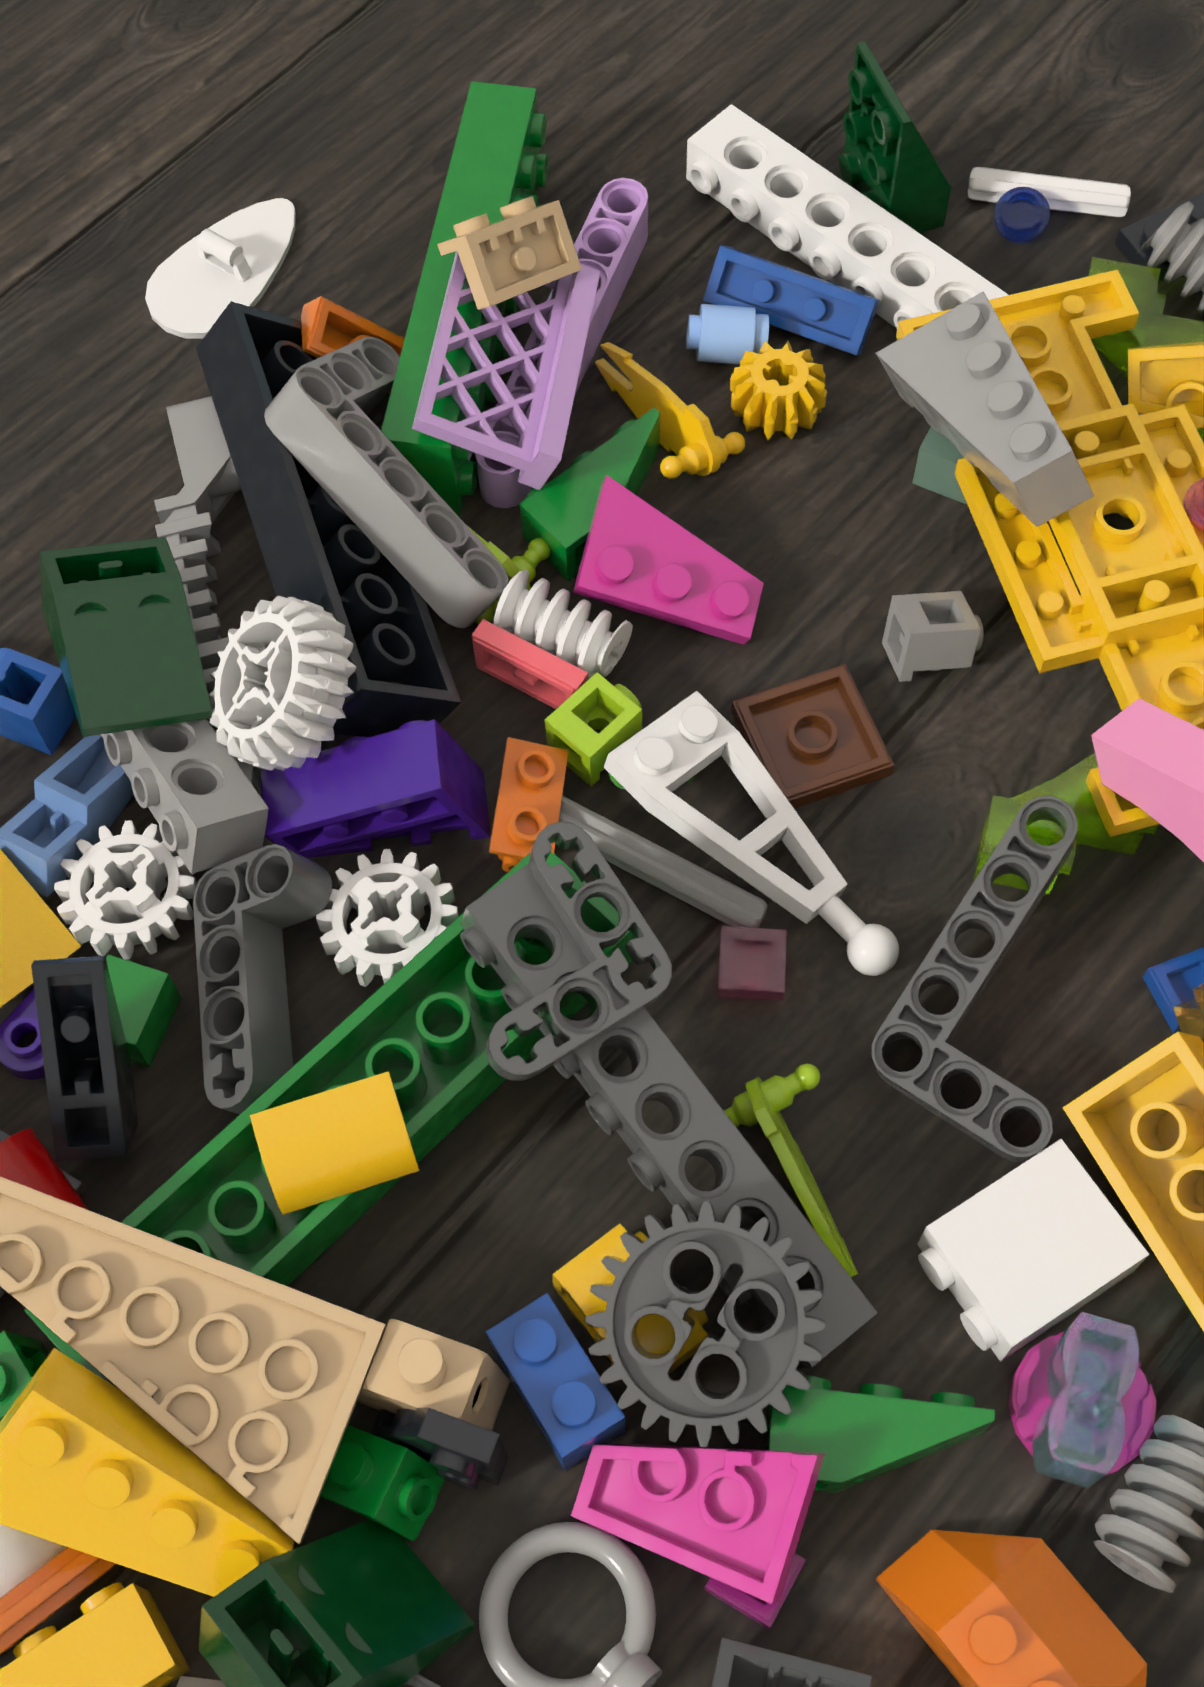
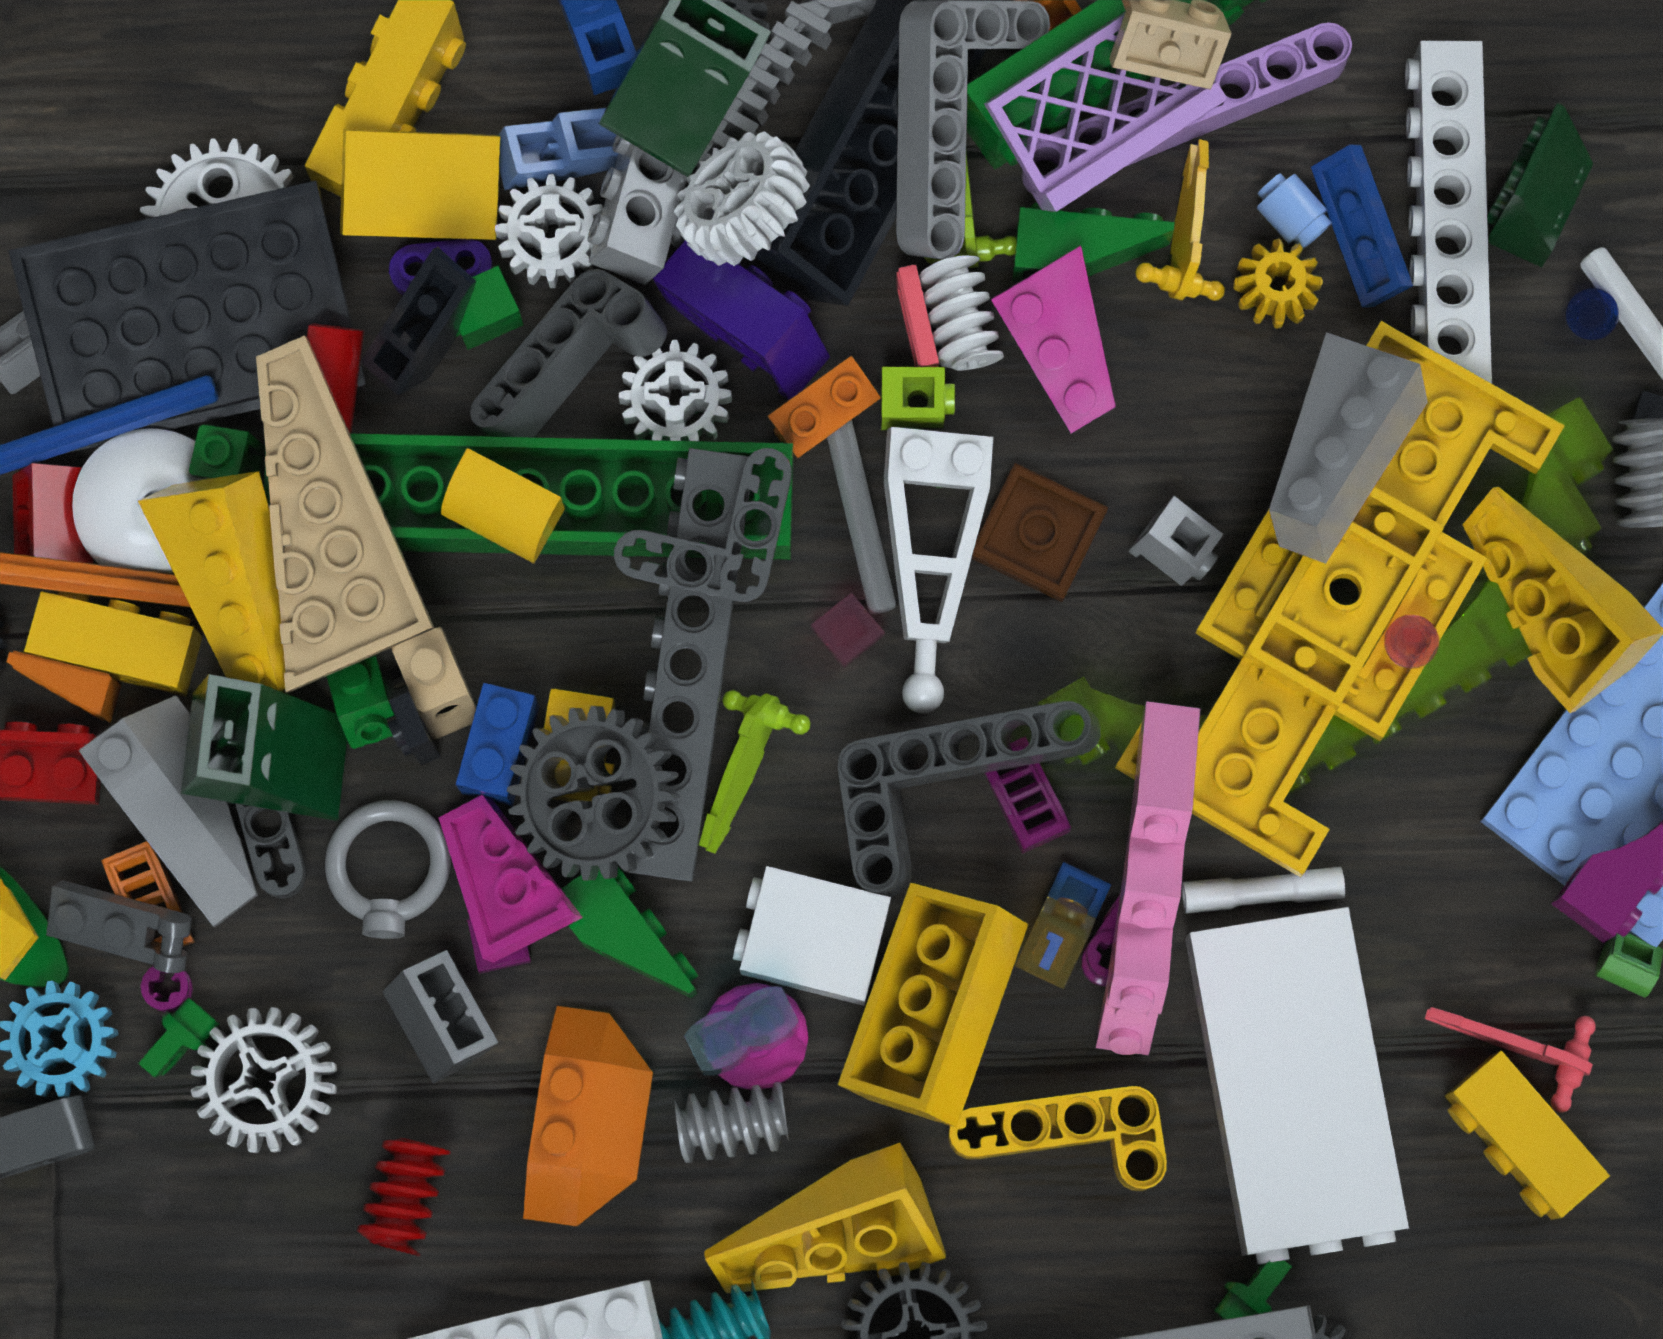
camera: 45 degrees right, 15 degrees up
(1070, 975) = (1044, 832): none -> magenta slope

